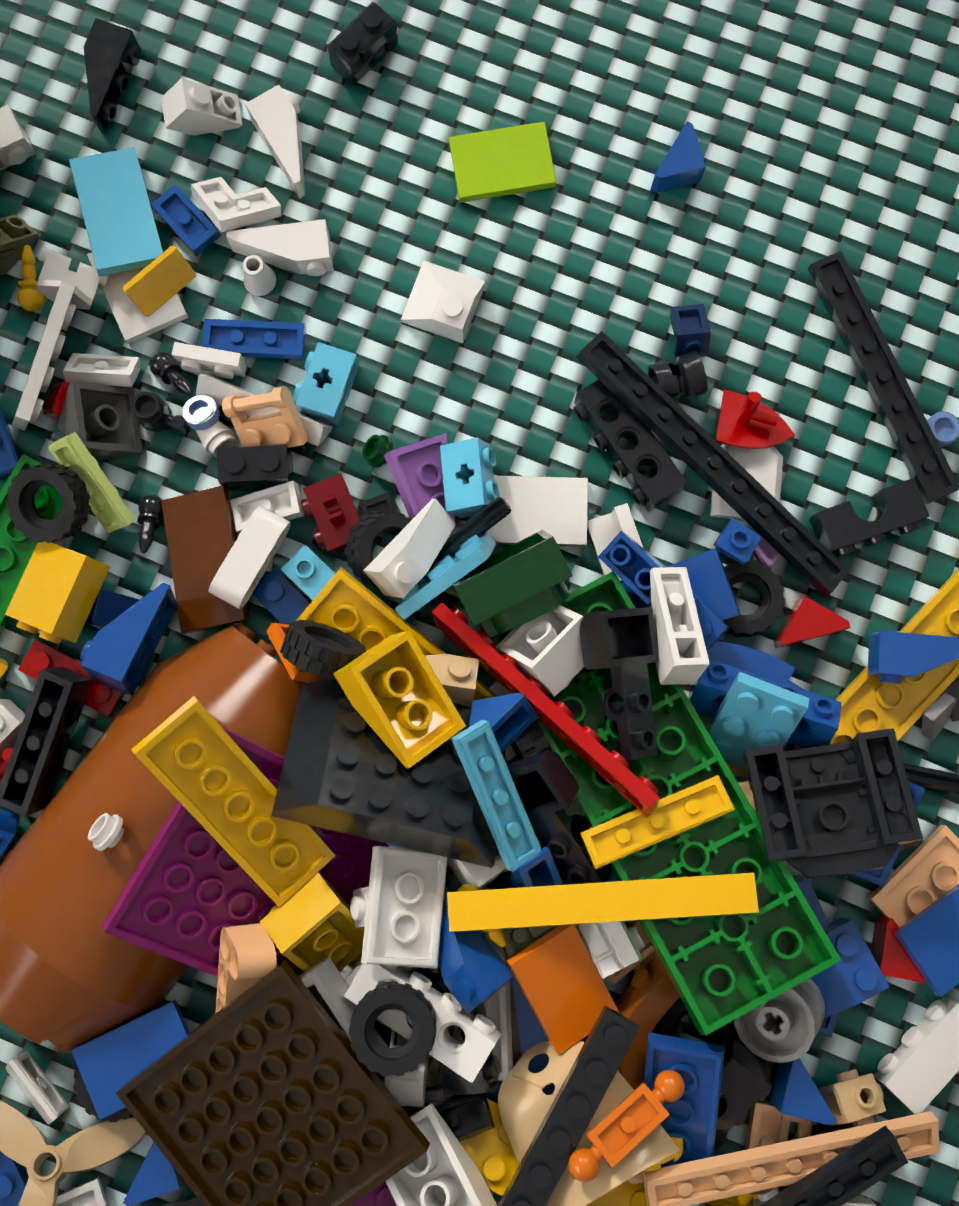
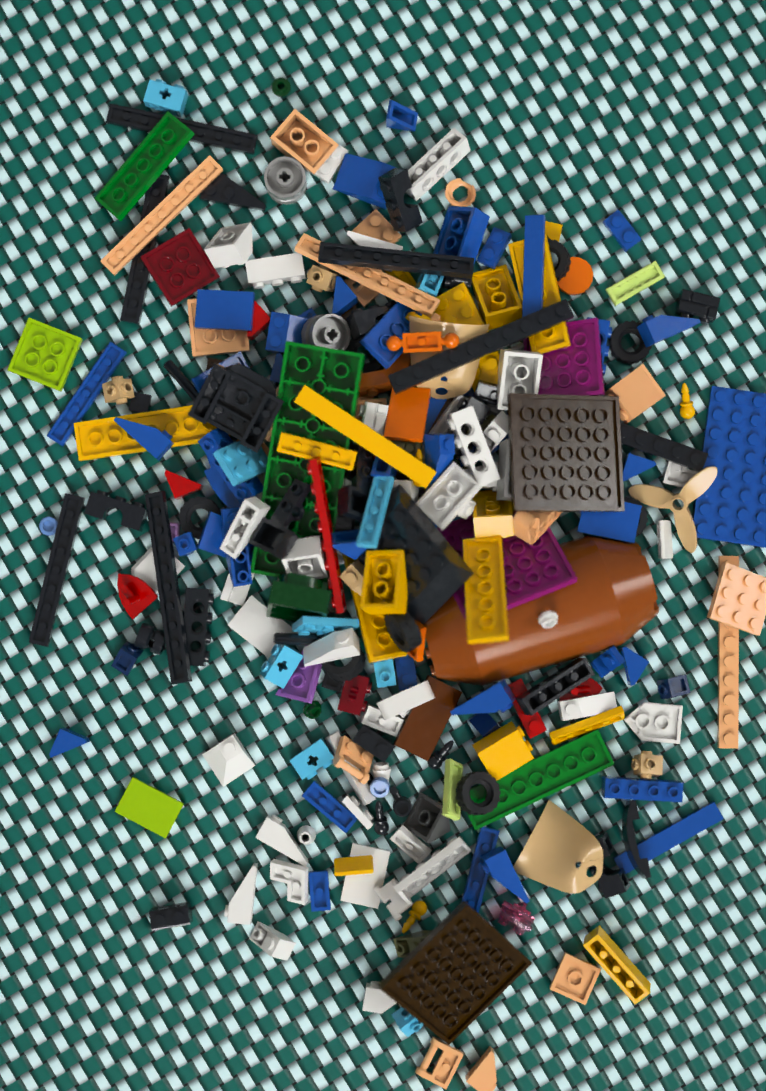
camera: 140 degrees left, 5 degrees up
(56, 400) = (439, 843): red tile -> none
(109, 60) = (296, 1003): black slope -> none
(116, 211) = (348, 918): medium azure tile -> none
(382, 1058) = (502, 447): black tyre -> none
(937, 715) = (157, 403): light grey tile -> none

